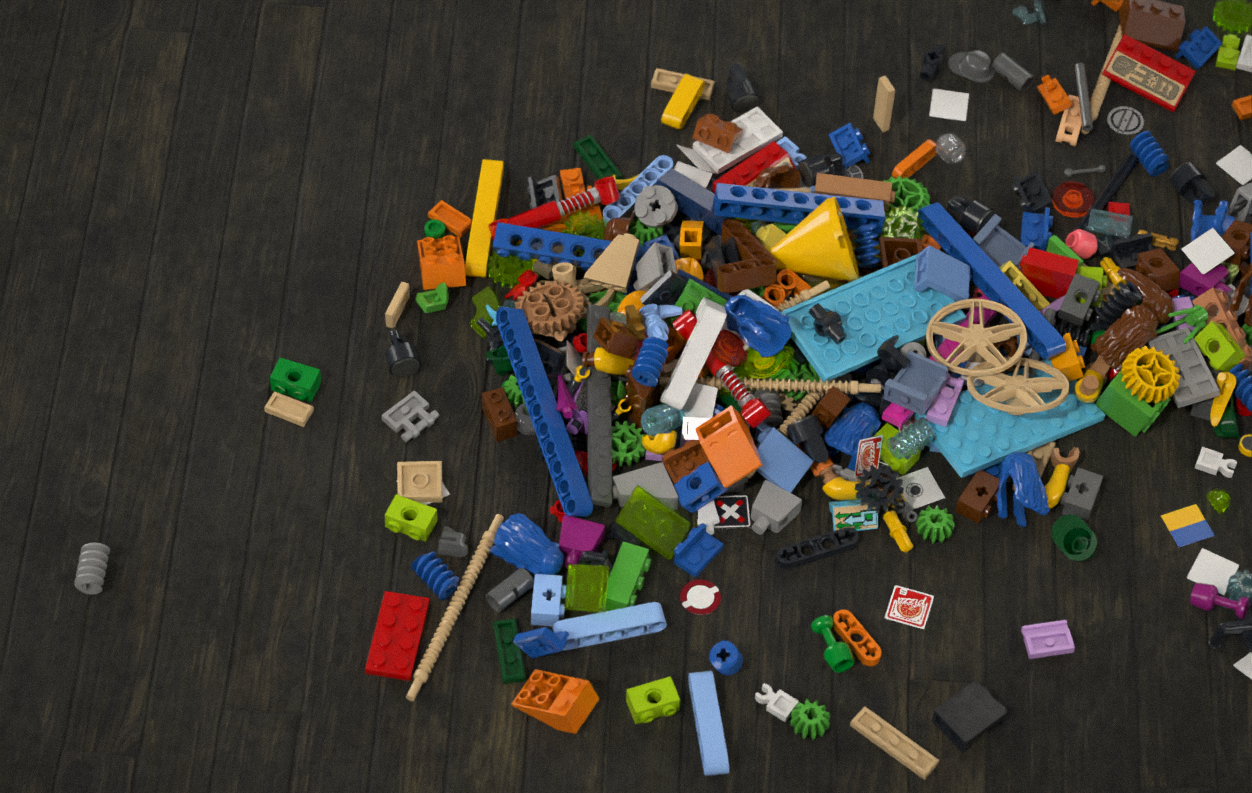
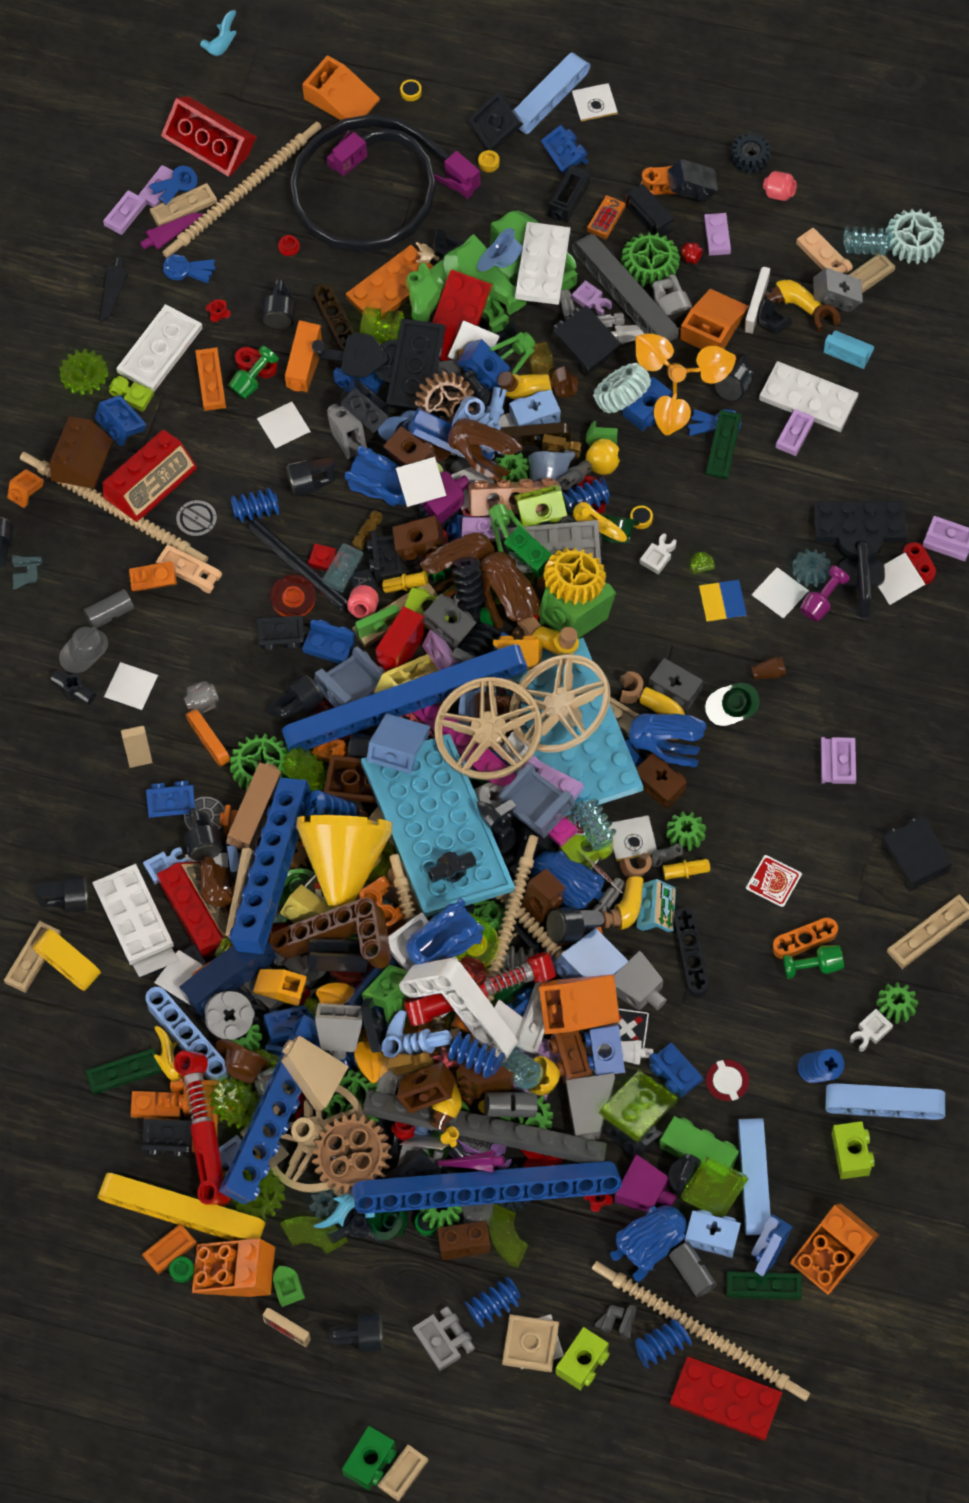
camera: 75 degrees left, 10 degrees up
(447, 444) = (494, 1302): none -> blue piece
(511, 448) = (504, 1237): none -> clear neon green tile
(525, 280) = (298, 1181): red plate -> none
(624, 416) = (510, 1104): none -> dark grey pin
(716, 132) = (126, 930): dark orange bracket -> none
(871, 492) = (642, 877): black gear -> none
(1068, 172) = (255, 592): dark grey hinge -> none
(1083, 97) = (166, 547): dark grey piece -> none
(1125, 569) = (769, 669): none -> reddish brown cone
(1168, 336) = (528, 551): none -> green brick

